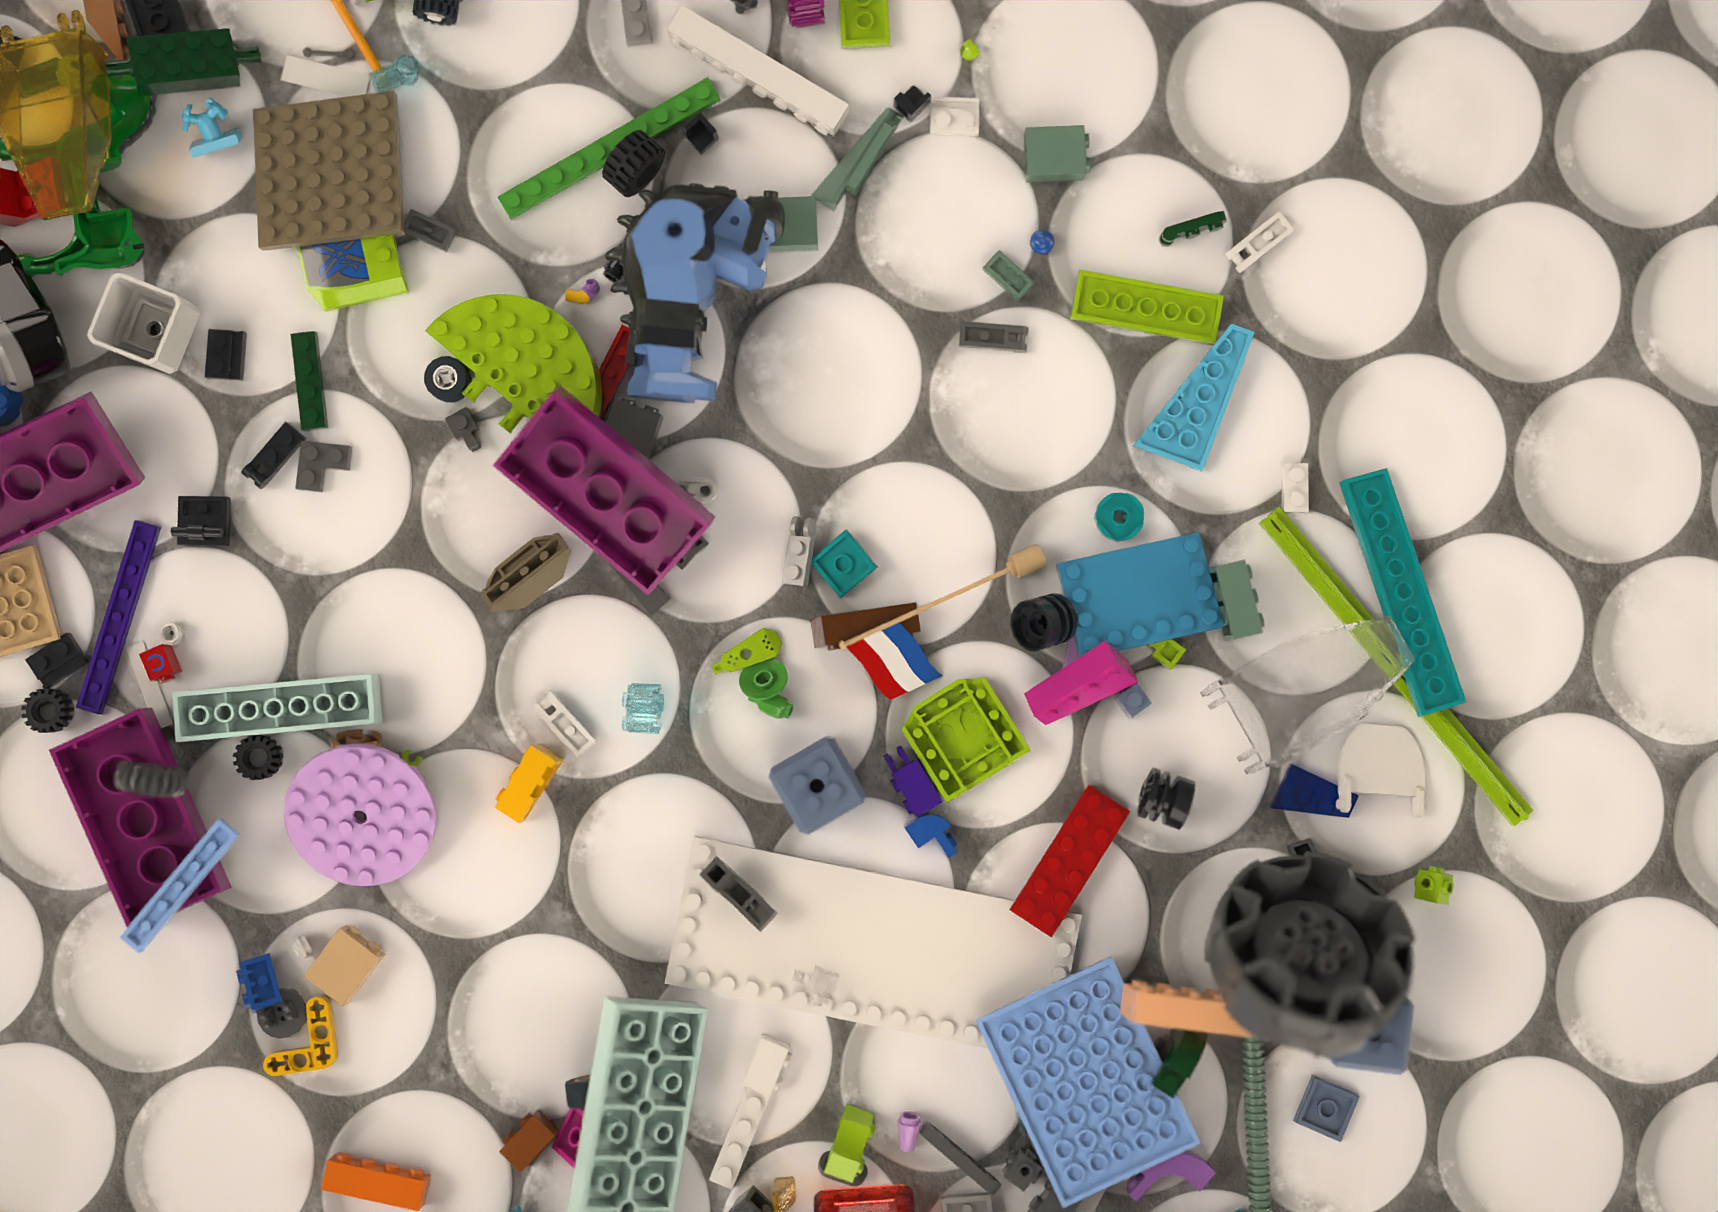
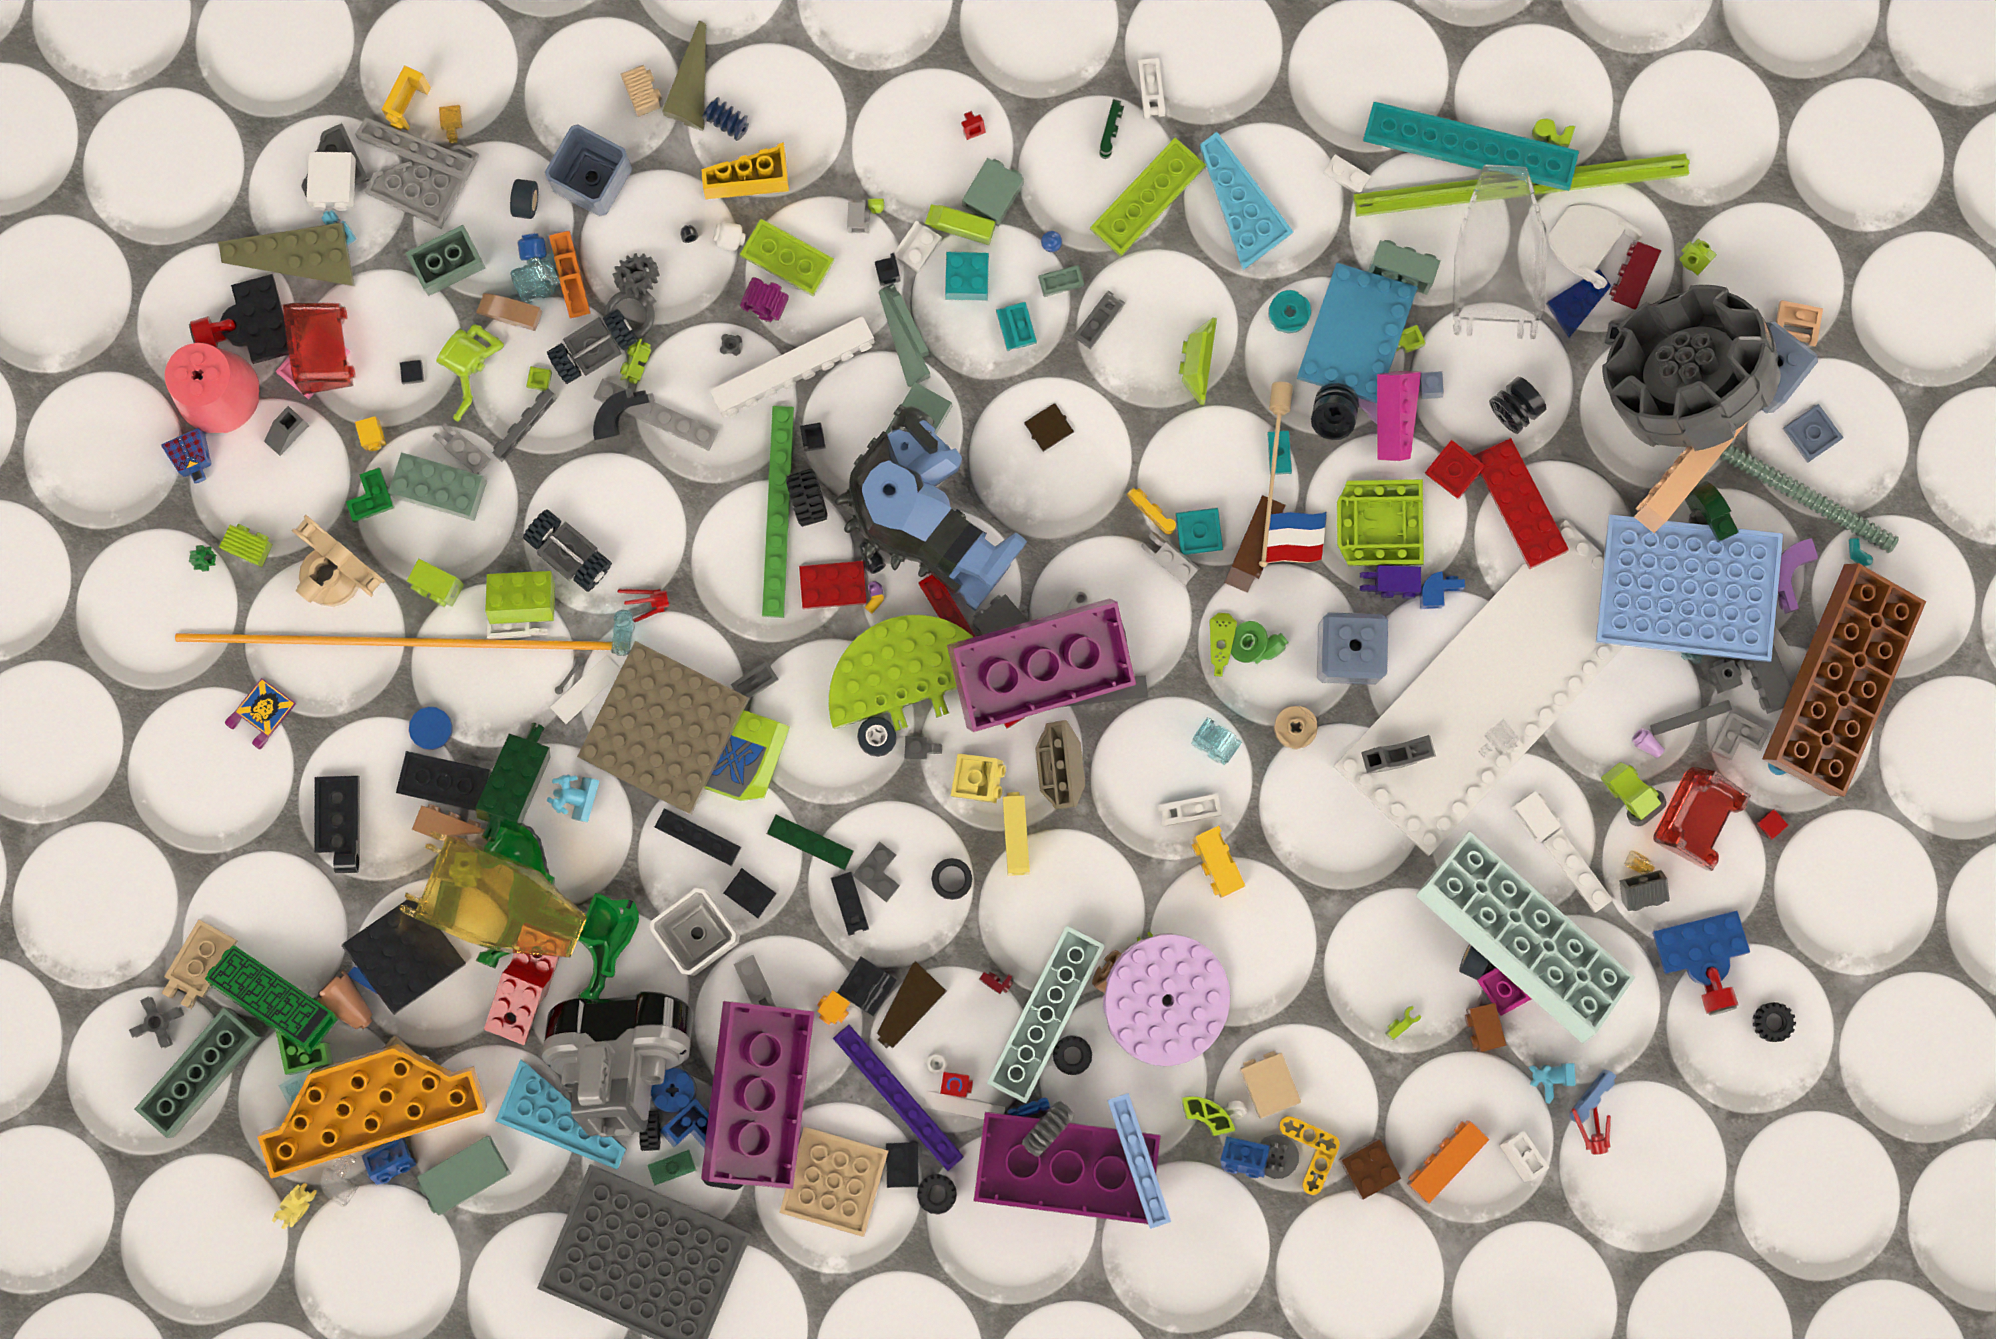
camera: 60 degrees left, 5 degrees down
(142, 414) = (753, 981): none -> light grey hinge
(161, 501) = (833, 1008): none -> light orange brick
(184, 749) = (1030, 1108): none -> blue axle
(216, 573) = (913, 1000): none -> dark brown slope
(246, 271) = (698, 837): none -> black plate
(278, 921) = (1209, 1113): none -> lime brick
(279, 637) = (992, 982): none -> dark red bracket
(322, 1111) = (1369, 1168): none -> reddish brown brick
(342, 523) = (947, 863): none -> black tyre
(431, 572) = (1016, 834): none -> light yellow slope
(450, 89) = (657, 598): none -> red plant
(467, 501) = (978, 778): none -> light yellow plate
(476, 1055) = (1398, 1027): none -> lime plate
(570, 245) = (832, 585): none -> red plate
(697, 784) = (1283, 728): none -> tan plate
(834, 506) = (1152, 511): none -> yellow plate
(856, 355) = (1048, 427): none -> dark brown piece
(935, 260) = (1016, 326): none -> teal plate
(946, 39) = (857, 217): none -> light grey brick
(954, 181) = (966, 276): none -> teal brick
(968, 600) = (1283, 461): none -> teal plate
(1003, 143) = (960, 223): none -> lime piece
(1015, 456) = (1198, 360): none -> lime wedge
(1062, 775) = (1454, 469): none -> red plate
(1108, 92) = (973, 125): none -> red tile
(1375, 834) = (1634, 274): none -> dark red wedge
(1438, 1025) = (1800, 316): none -> light nougat plate
(1467, 656) = (1546, 130): none -> lime leg

